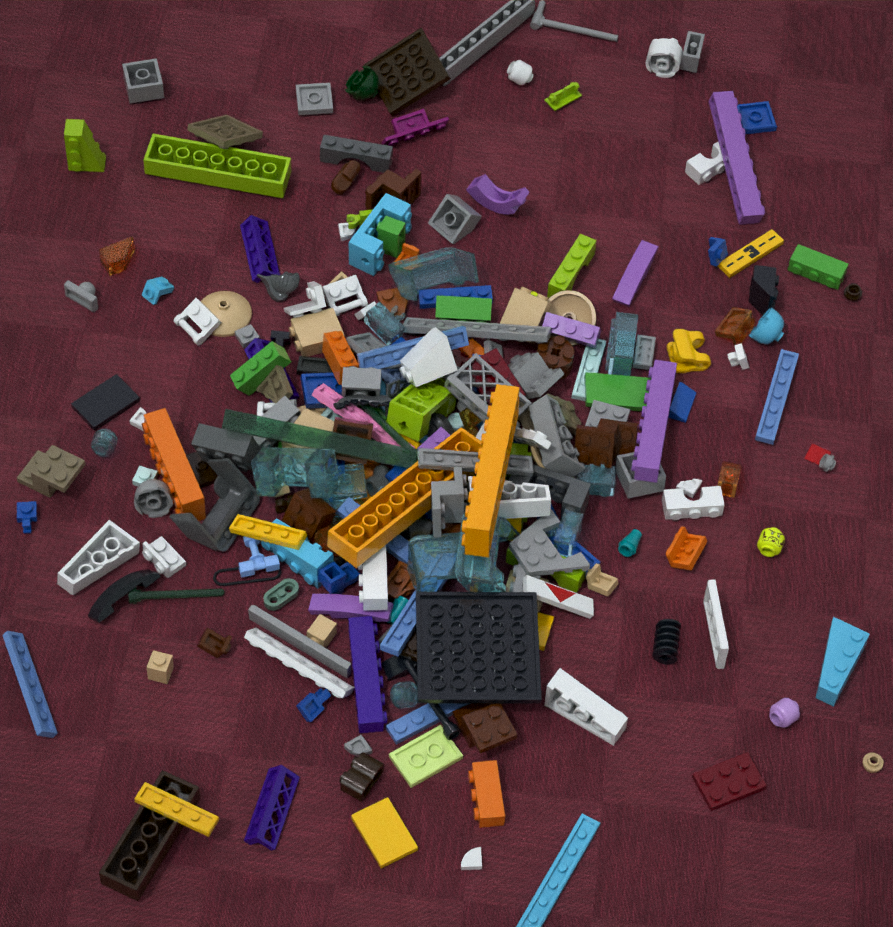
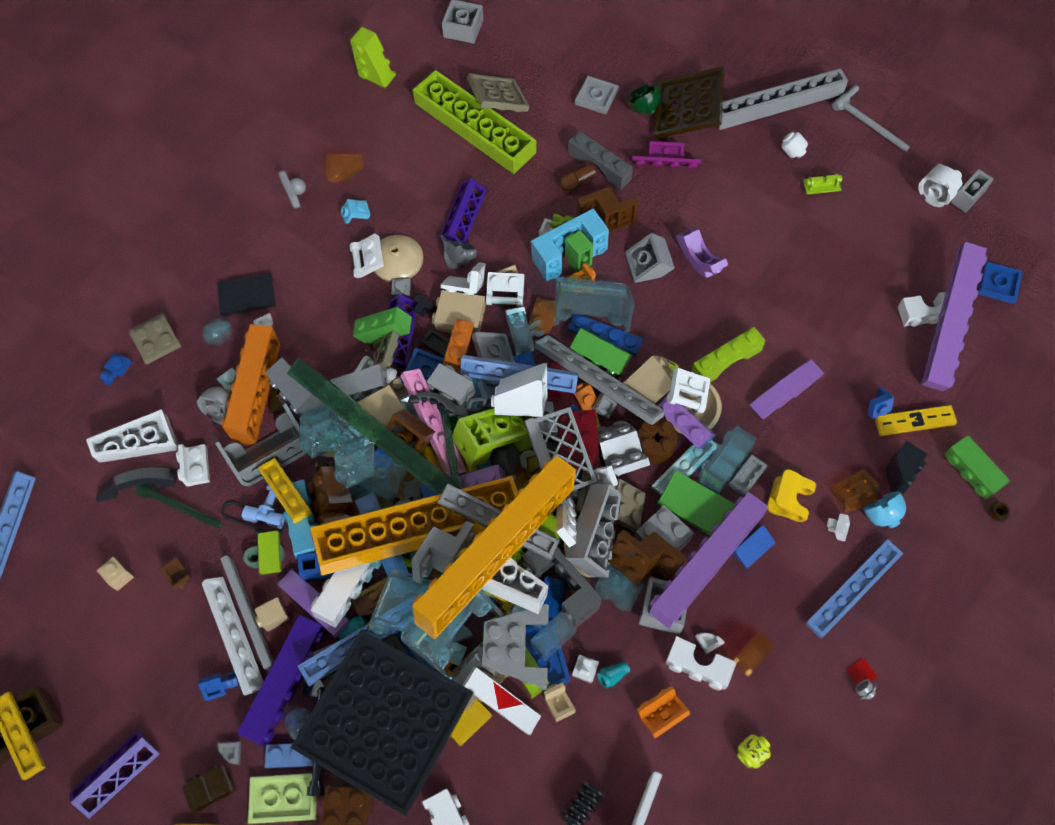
camera: 35 degrees right, 10 degrees up
(286, 587) = (269, 552): none -> lime tile
(534, 393) = (605, 475): none -> white plate
(561, 295) = (691, 384): none -> white plate
(605, 550) = (585, 668): none -> white tile

